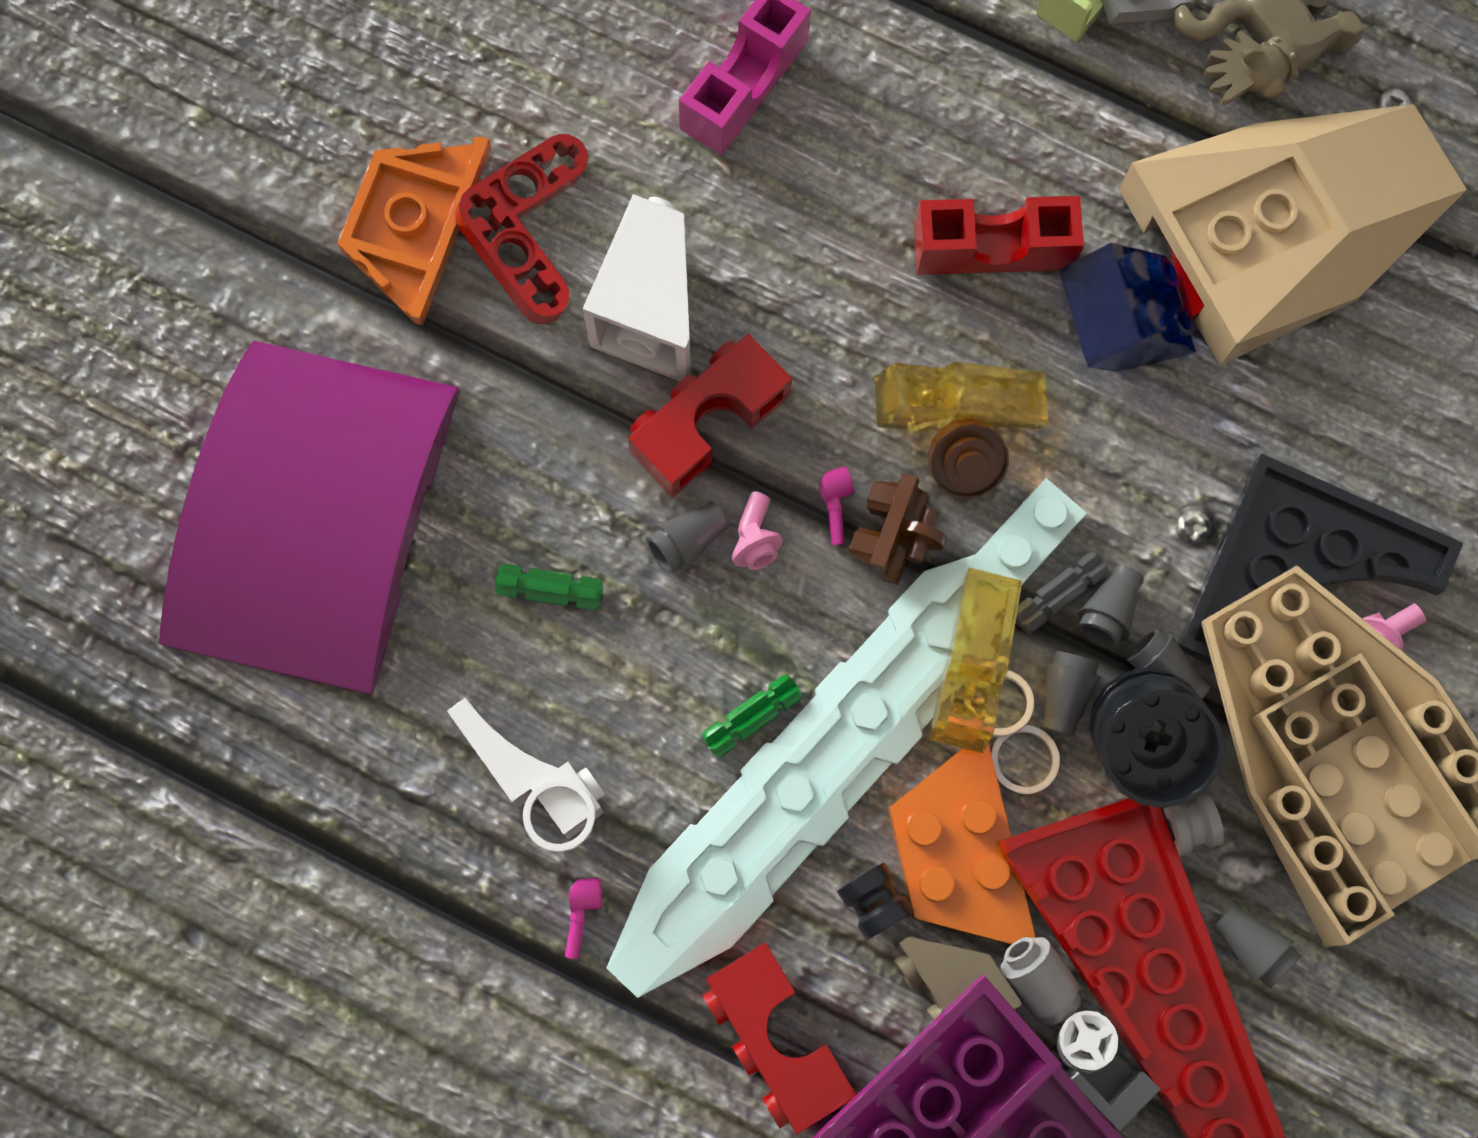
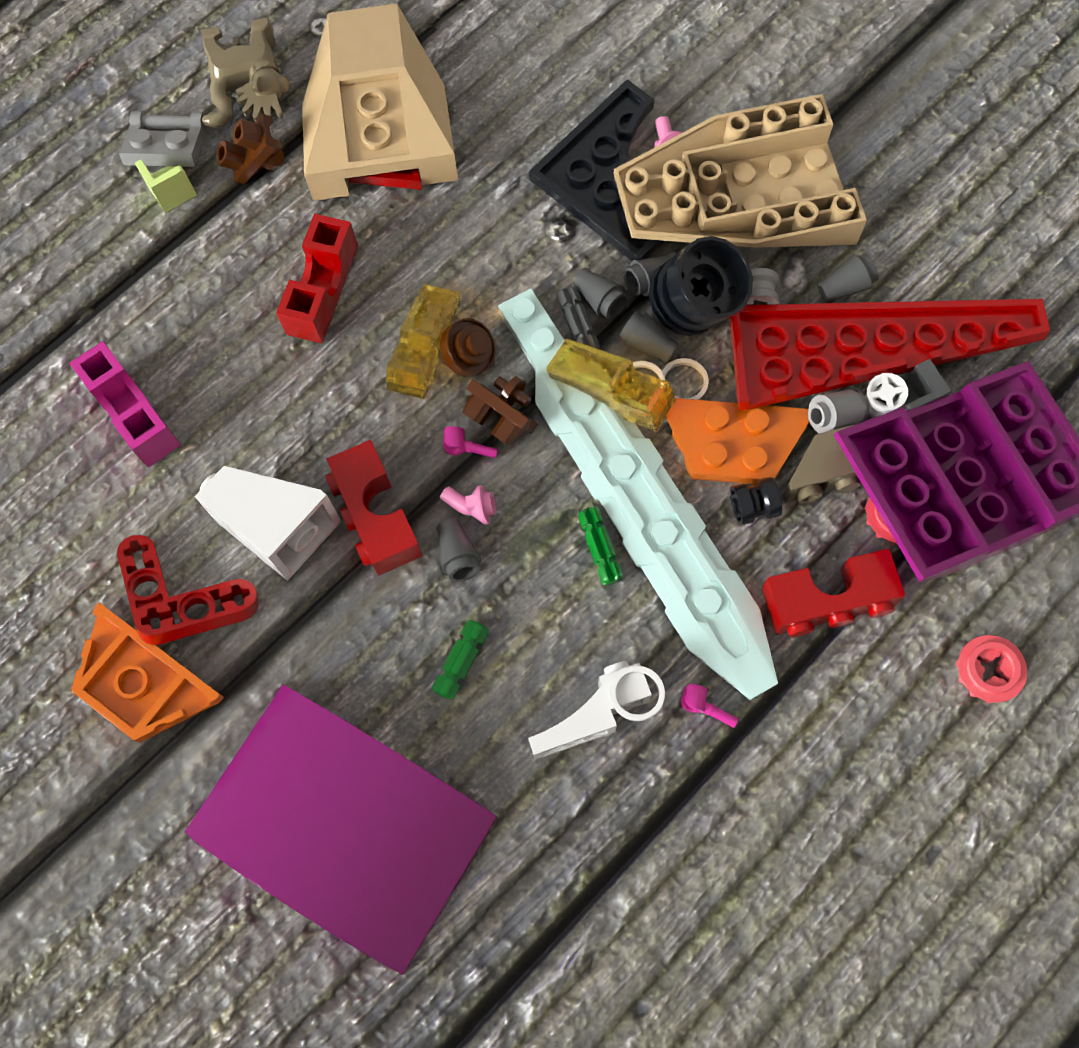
camera: 65 degrees left, 5 degrees down
(1127, 308) = (399, 218): clear blue slope -> none
(1156, 83) = (251, 149): none -> reddish brown hips

